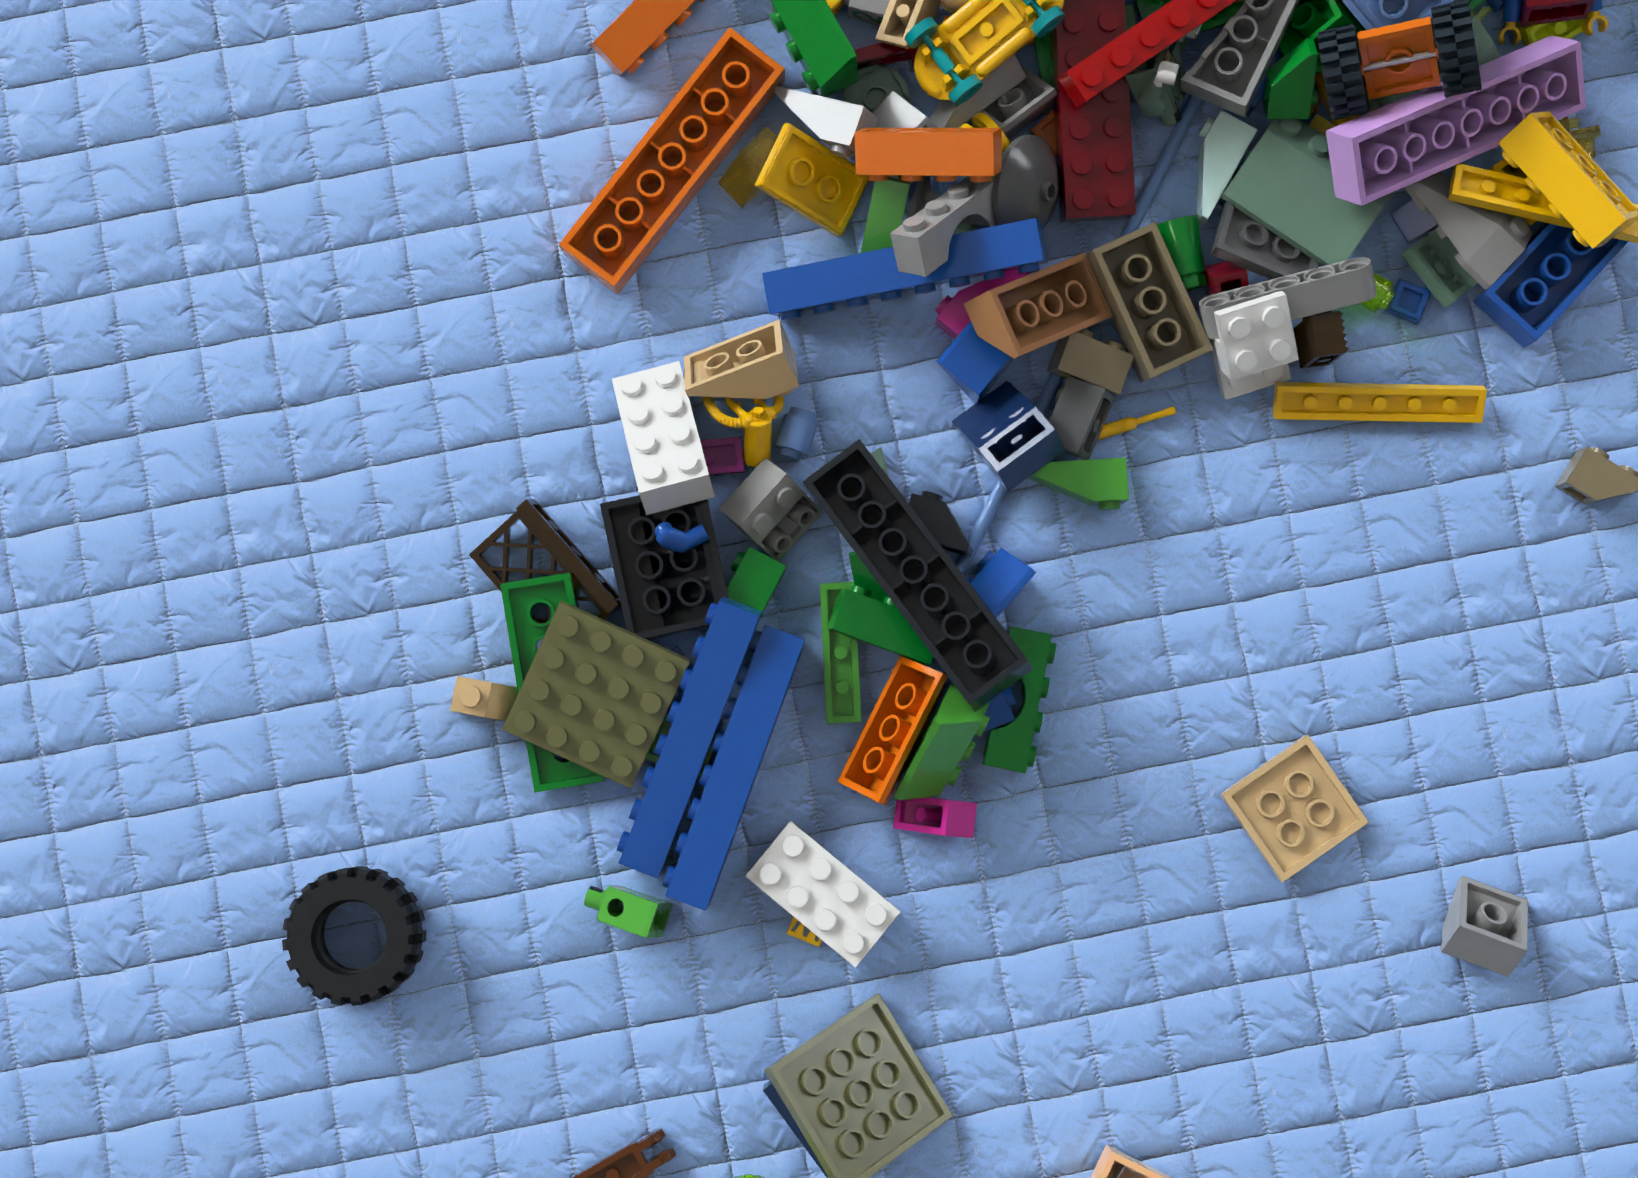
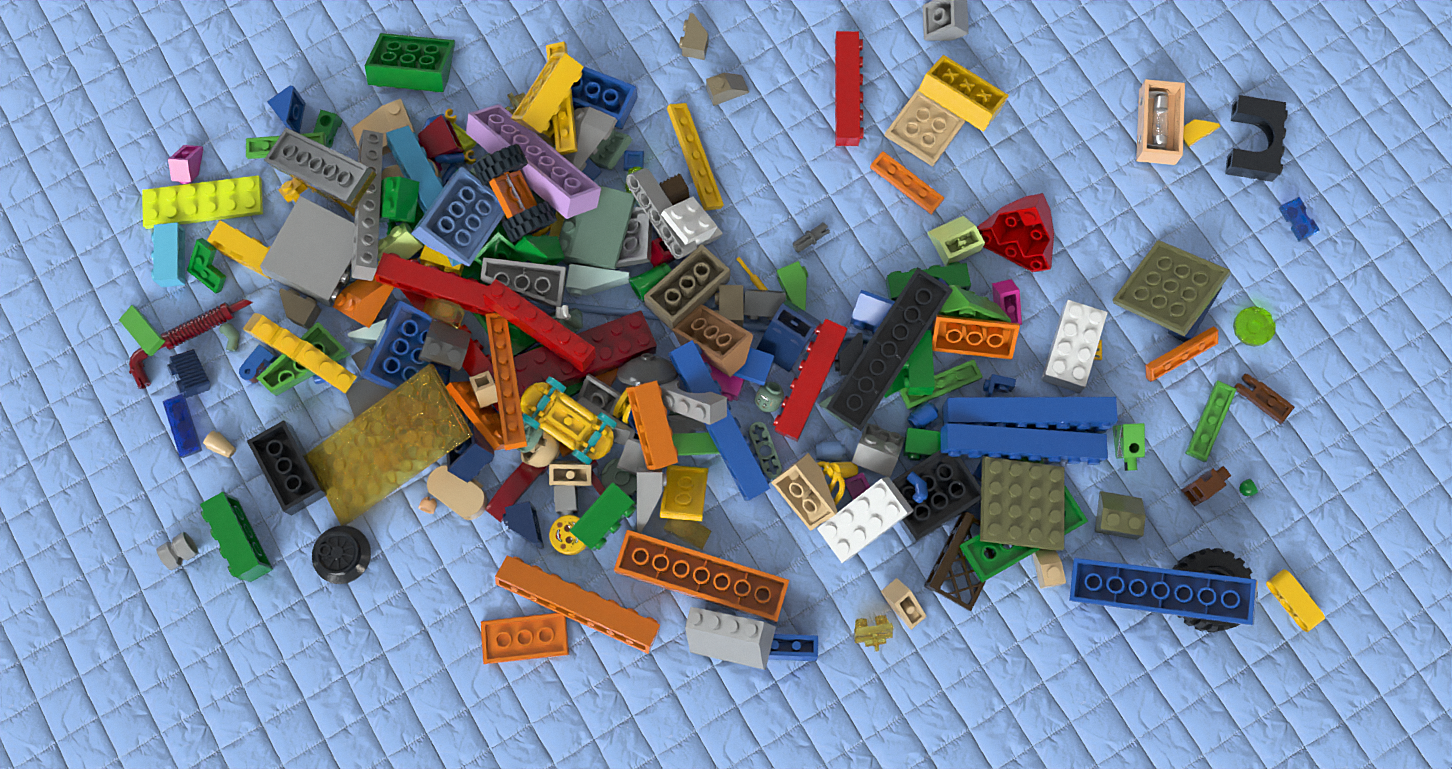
camera: 105 degrees left, 10 degrees down
(292, 1063) = (1295, 600): none -> yellow beam
(371, 847) = (1164, 591): none -> blue brick
(491, 1072) = (1248, 488): none -> green hinge
(497, 376) = (873, 635): none -> clear yellow hips
(513, 1003) = (1206, 485): none -> reddish brown hips
(518, 454) = (904, 603): none -> tan slope
(519, 246) = (794, 647): none -> blue brick
(526, 848) = (1120, 515): none -> olive slope
(563, 166) = (729, 637): none -> light grey slope
(621, 1065) = (1210, 421): none -> bright green tile
(745, 1066) = (1182, 354): none -> orange tile
(799, 602) = (923, 415): none -> blue brick
(804, 749) = (1001, 383): none -> blue bracket
(862, 328) = (765, 434): none -> sand green beam
(917, 369) = (769, 397): none -> sand green head
(922, 445) = (811, 379): none -> red brick
(1047, 890) = (1022, 233): none -> red brick
(1074, 775) = (956, 240): none -> yellowish green slope
(1165, 539) = (810, 237): none -> dark grey axle
(1205, 737) = (907, 182): none -> orange plate
(1331, 893) = (963, 92): none -> yellow brick
(1414, 704) = (848, 88): none -> red brick
(1487, 500) = (725, 87): none -> dark tan slope

